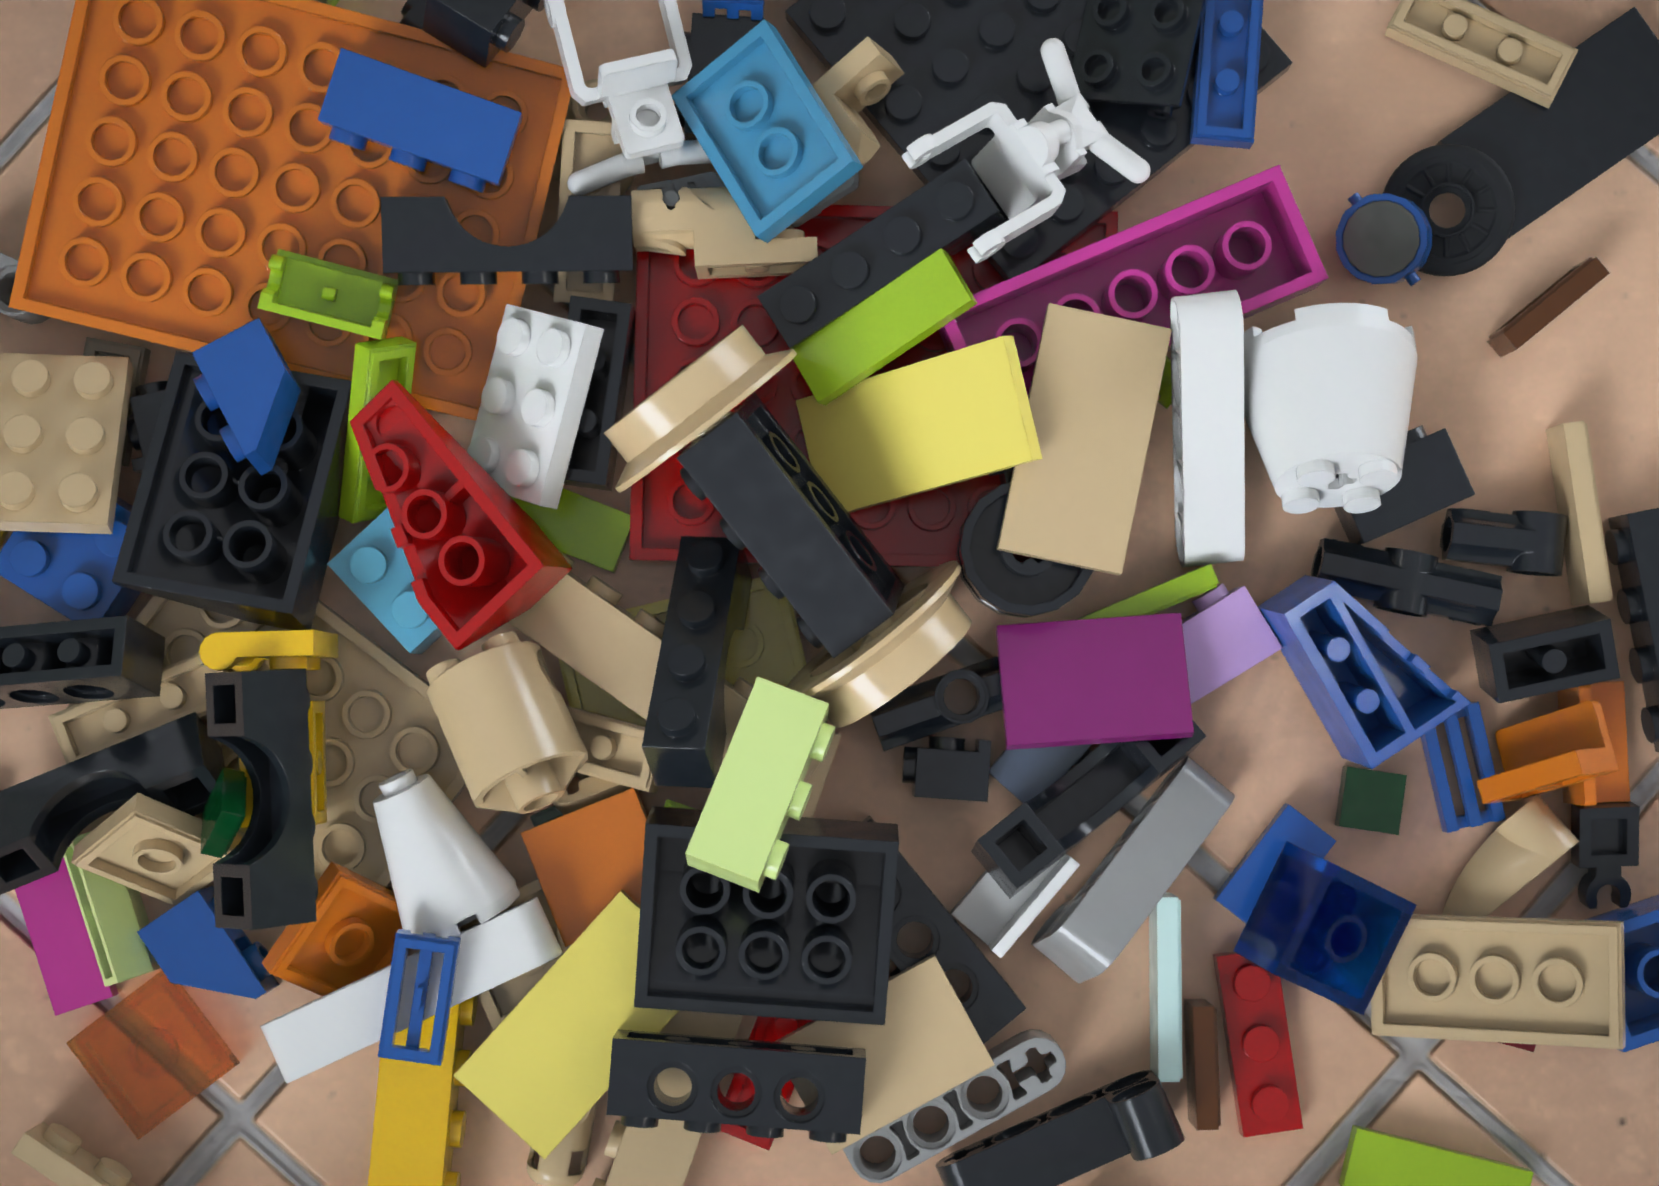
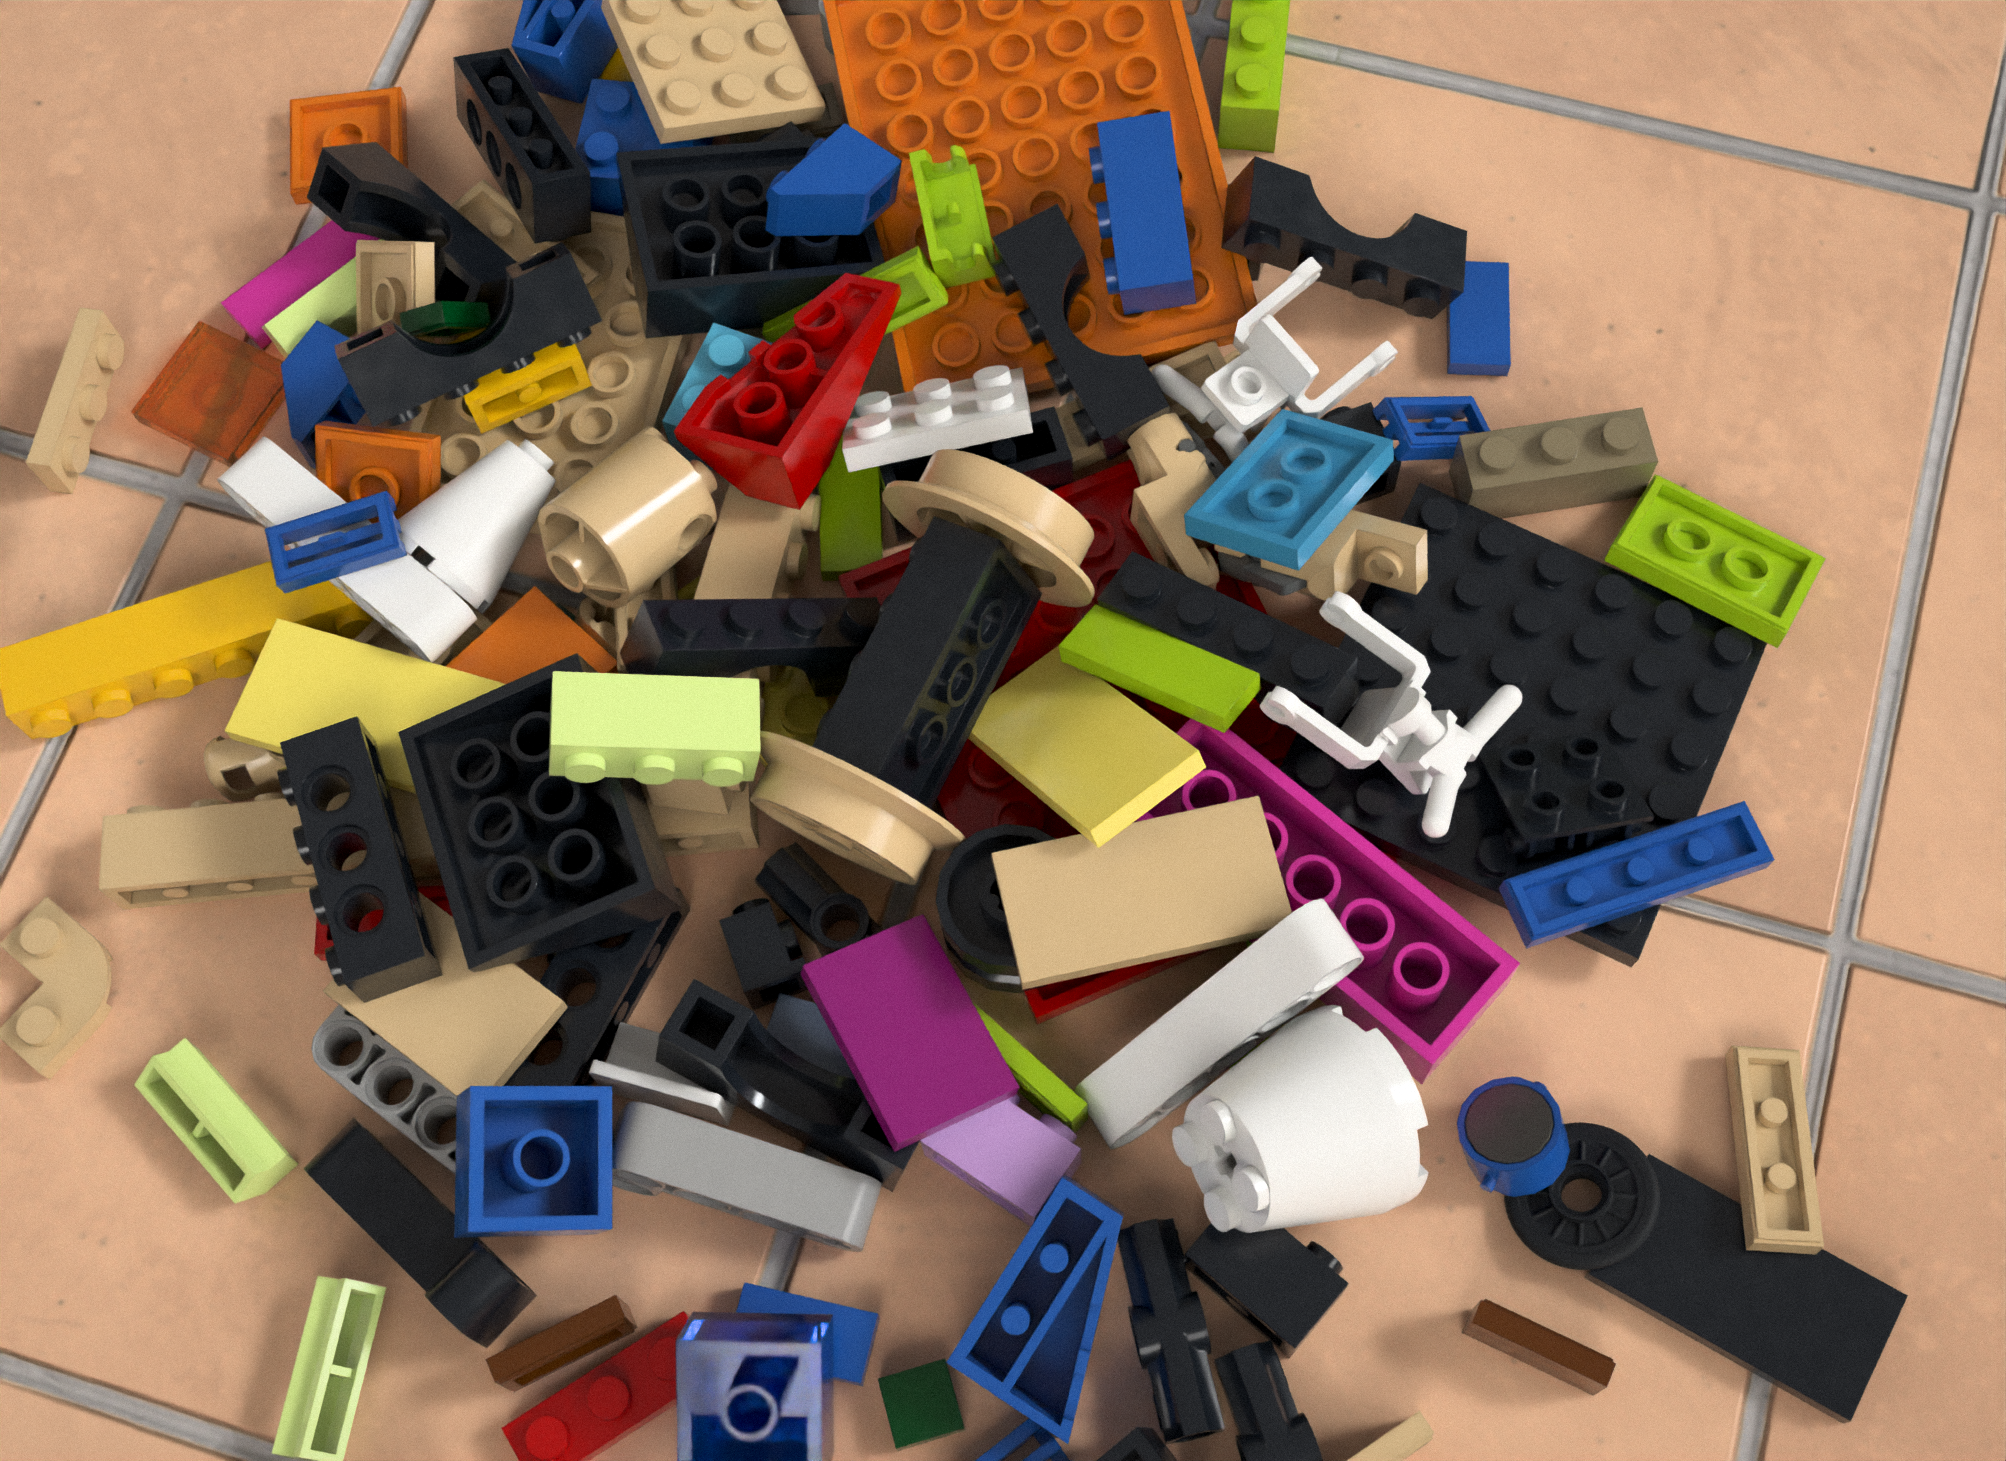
camera: 75 degrees right, 20 degrees down
(282, 648) = (615, 303): yellow plate -> none
(1070, 1032) = (533, 1161): none -> blue brick
(1165, 989) = (629, 1267): light aqua tile -> none

